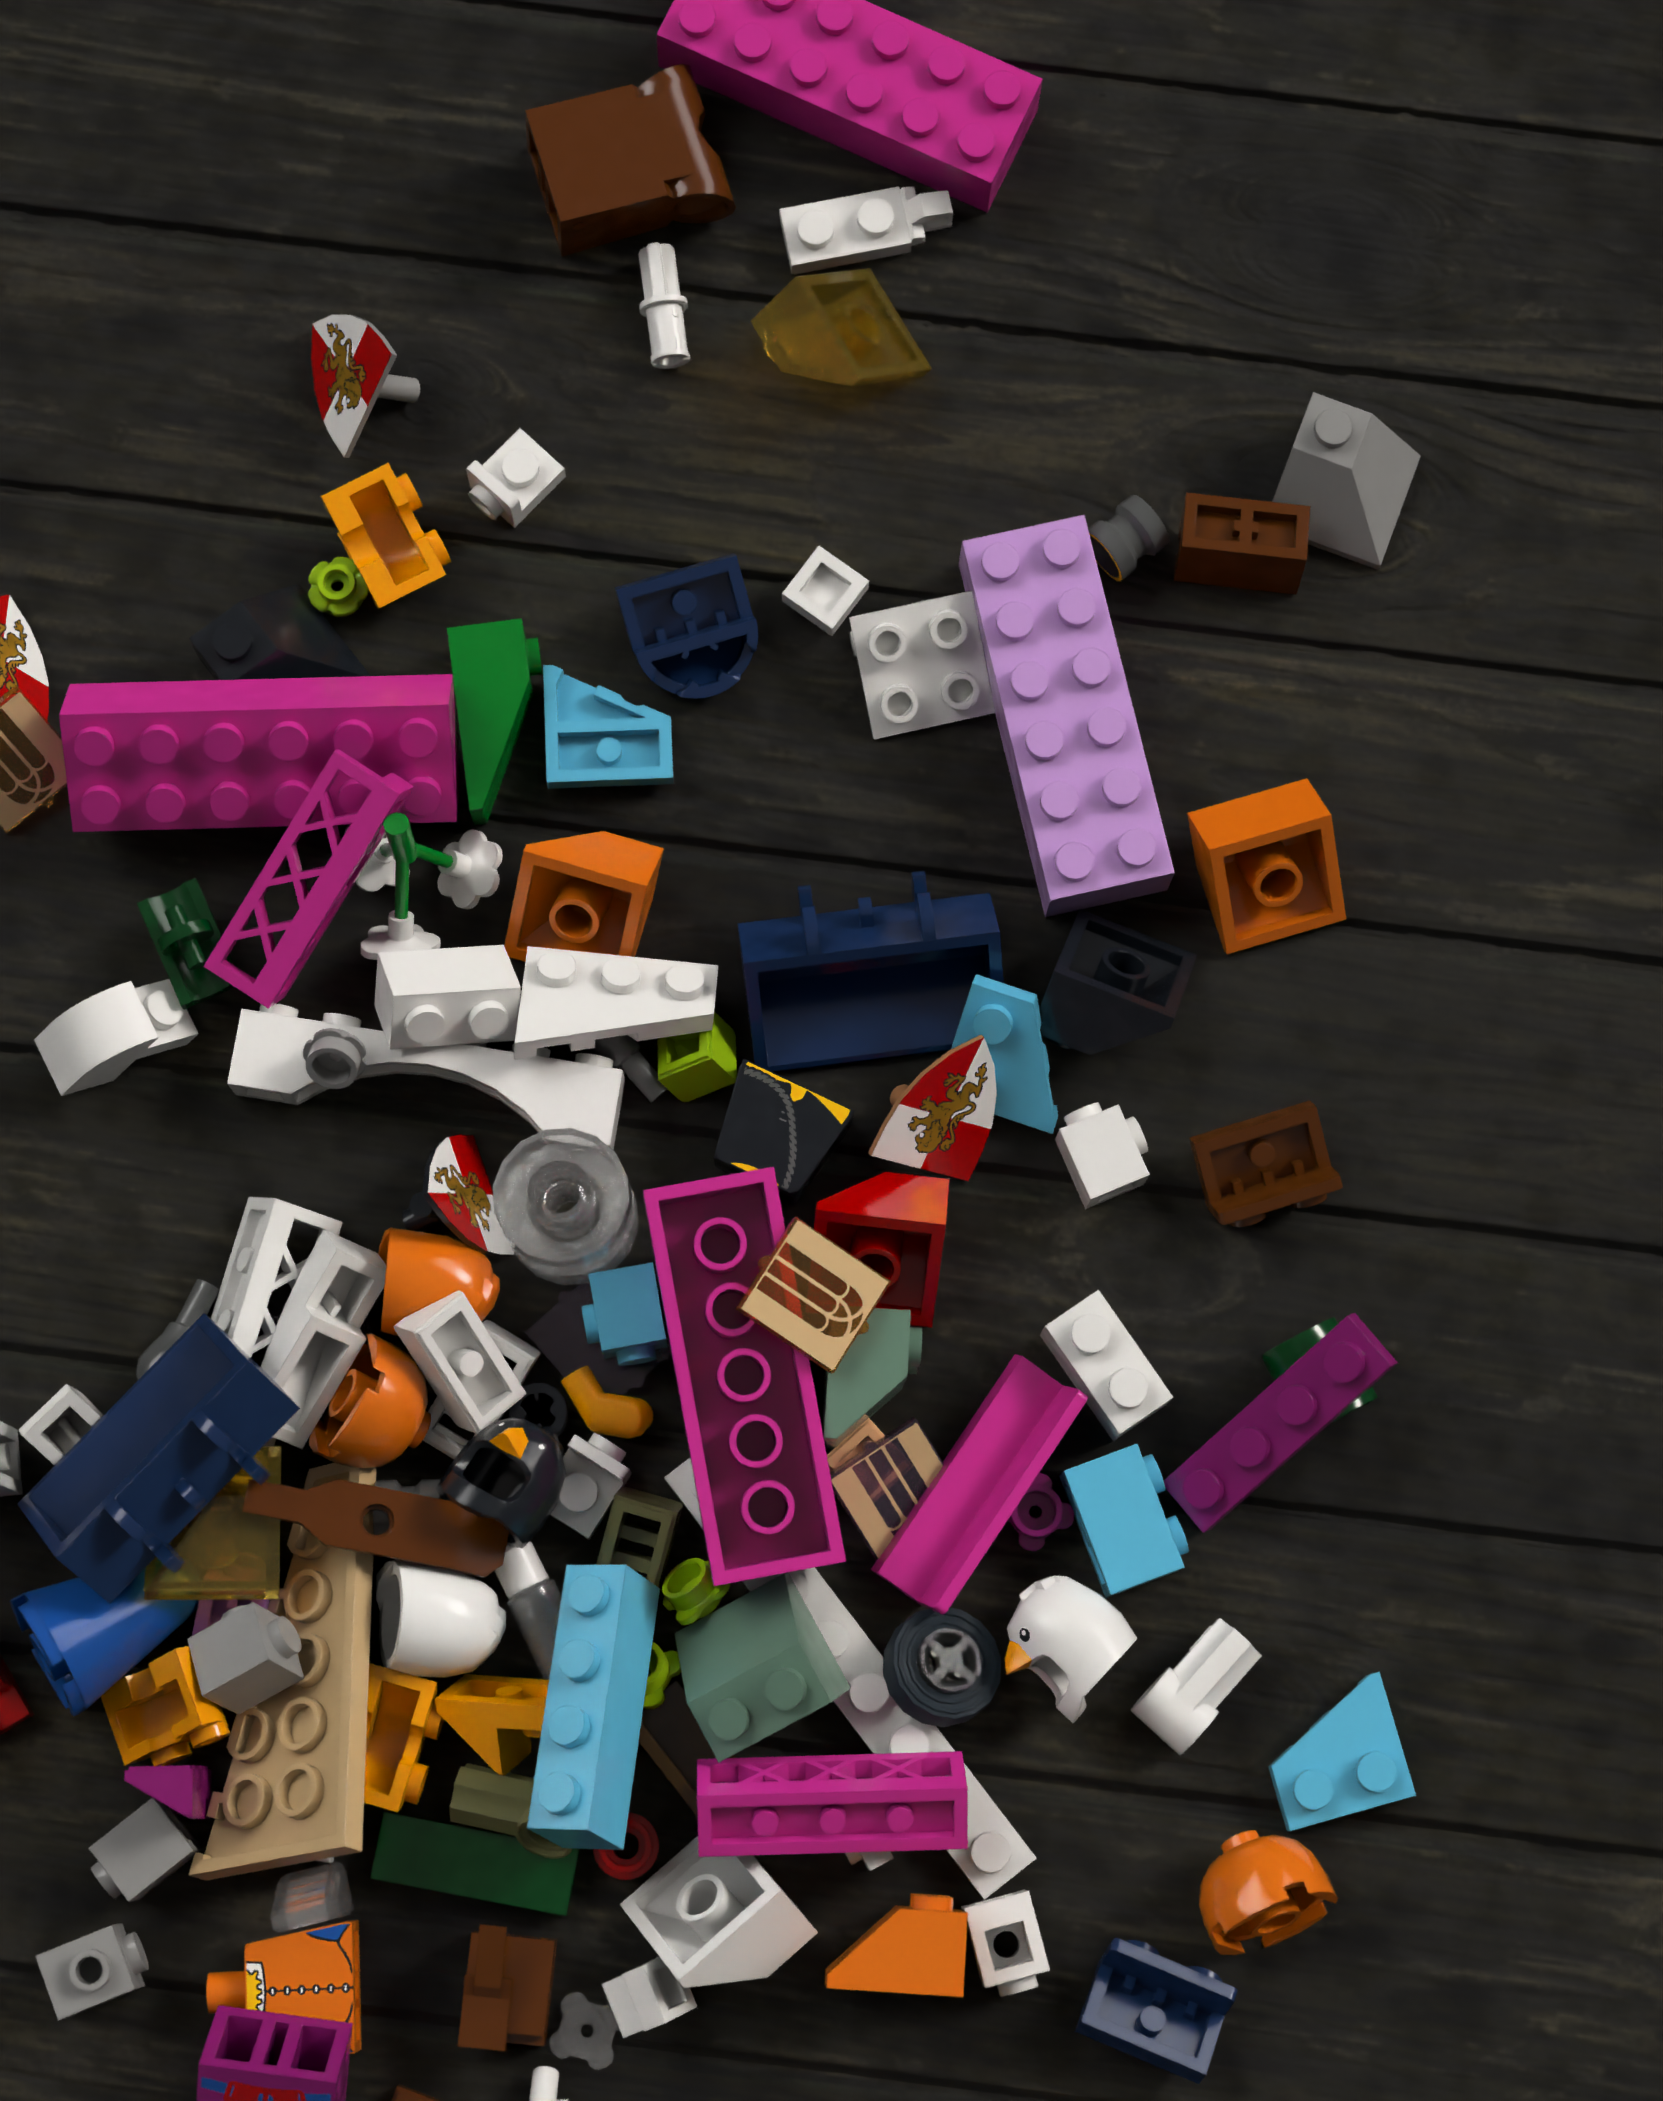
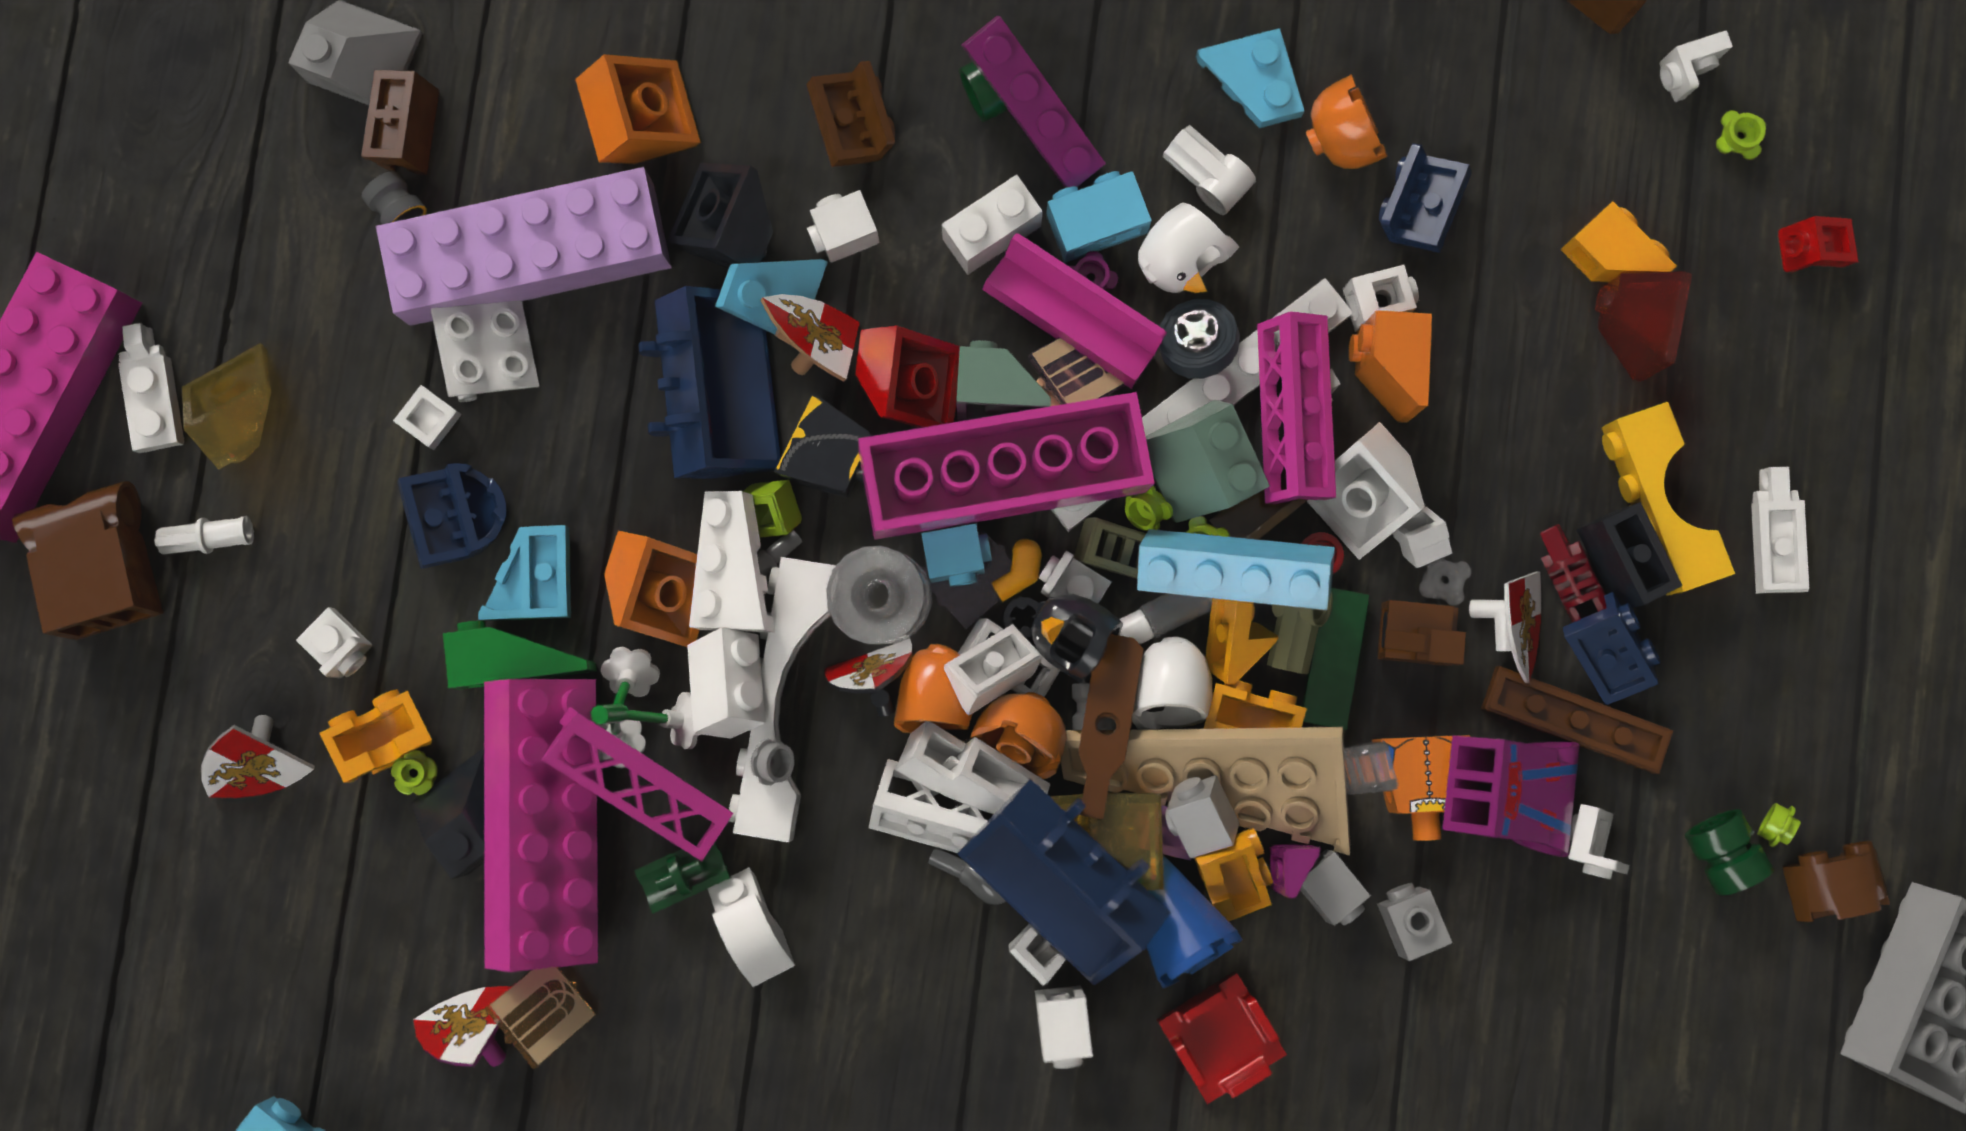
camera: 85 degrees left, 5 degrees up
(813, 1295) = (950, 411): piece -> none

